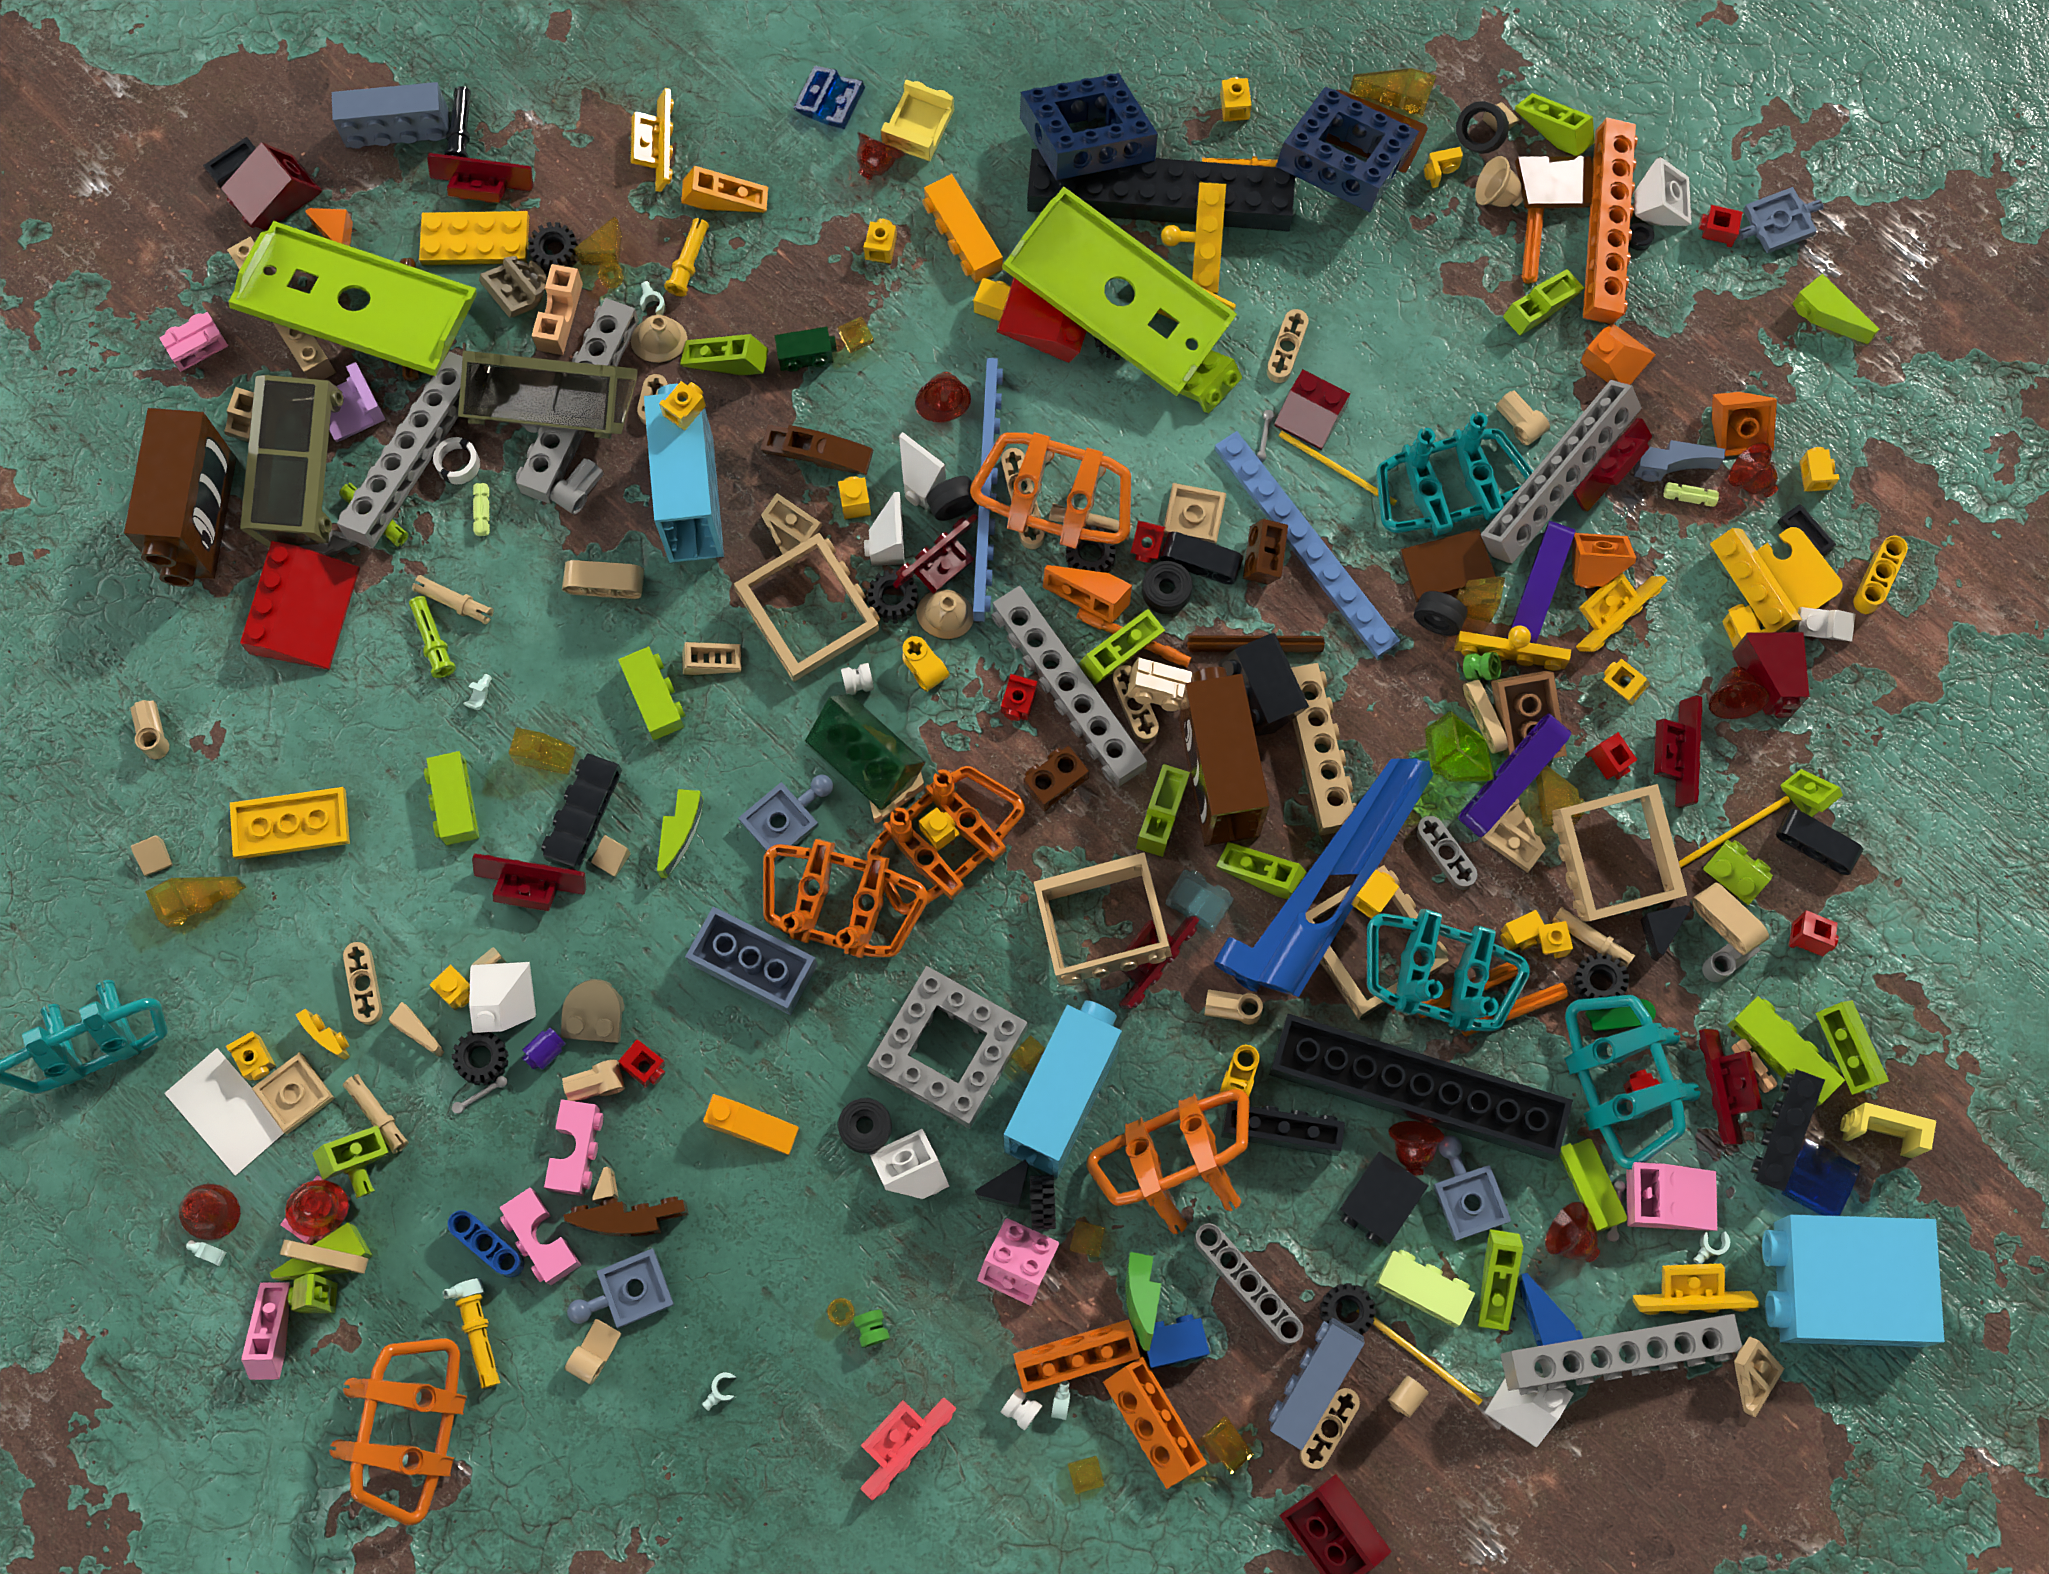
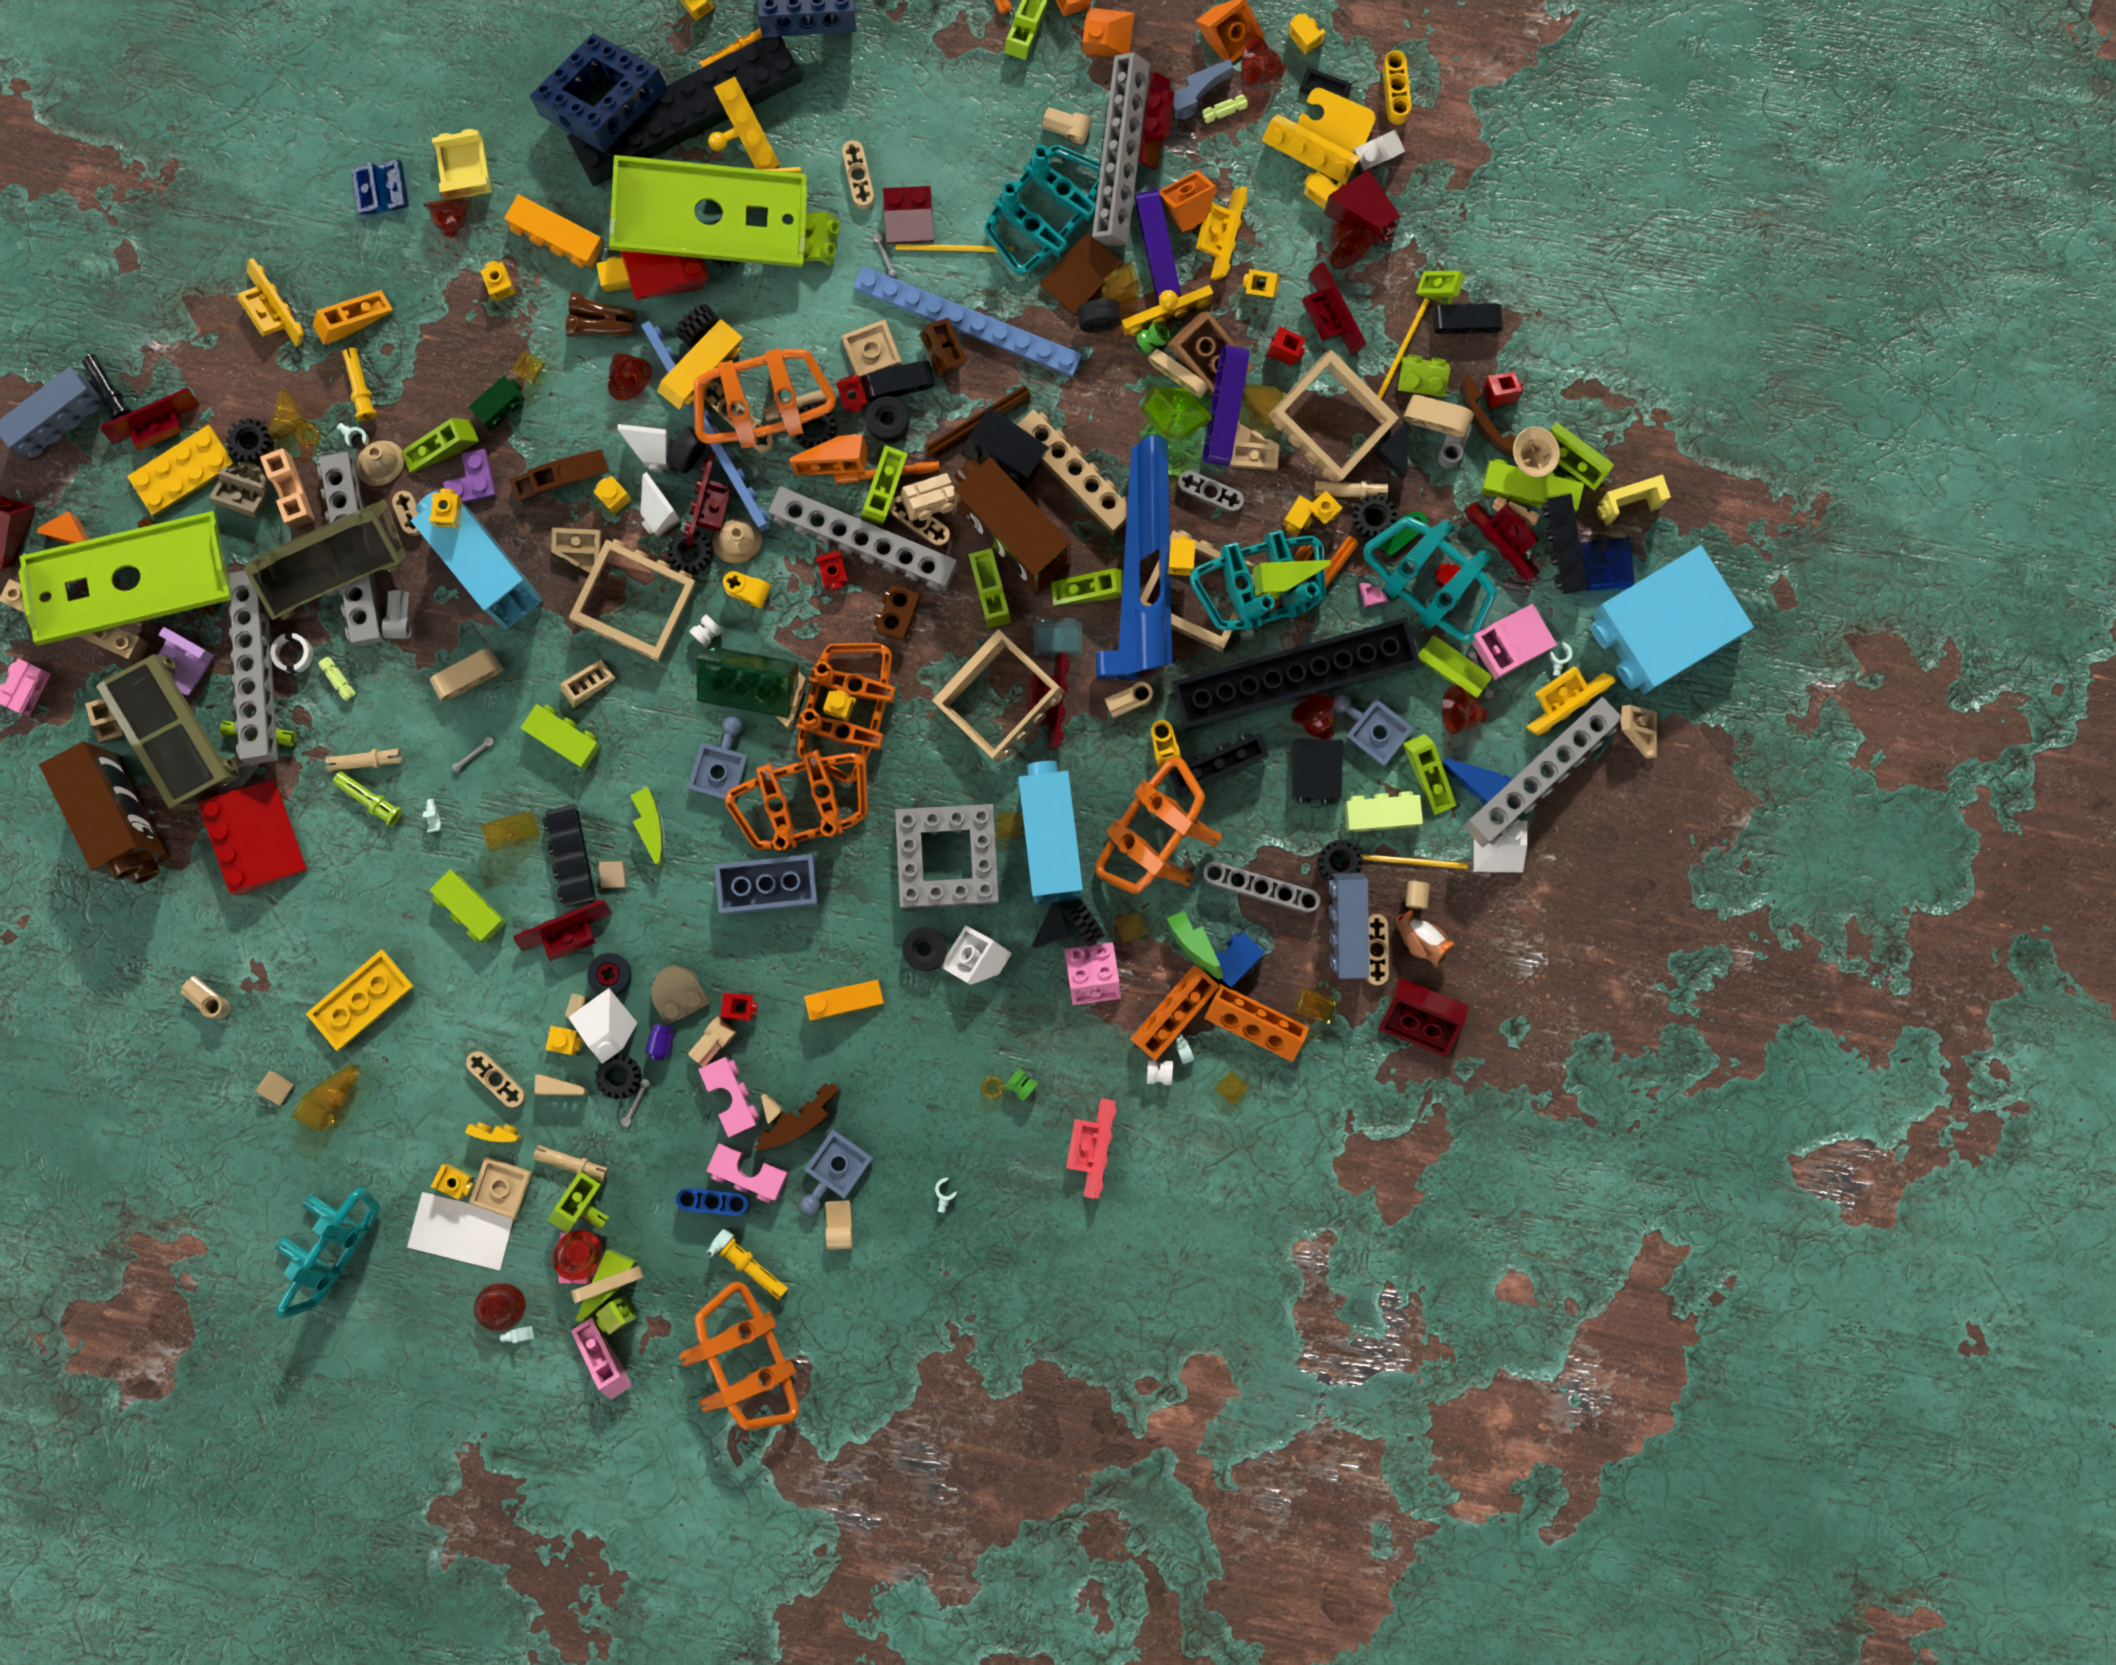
camera: 30 degrees left, 10 degrees up
(555, 952) = (603, 963): none -> black bush
(580, 656) = (488, 742): none -> light grey hinge
(739, 409) = (478, 480): none -> medium lavender plate
(947, 326) = (612, 321): none -> reddish brown piece
(1040, 390) = (696, 325): none -> black tyre
(1045, 417) = (711, 350): none -> yellow brick
(1387, 1449) = (1423, 938): none -> nougat animal
(1468, 977) = (1278, 577): none -> lime slope
(1550, 1058) = (1372, 595): none -> bright pink tile
(1783, 992) = (1481, 422): none -> reddish brown slope
(1812, 1014) = (1536, 451): none -> tan hat

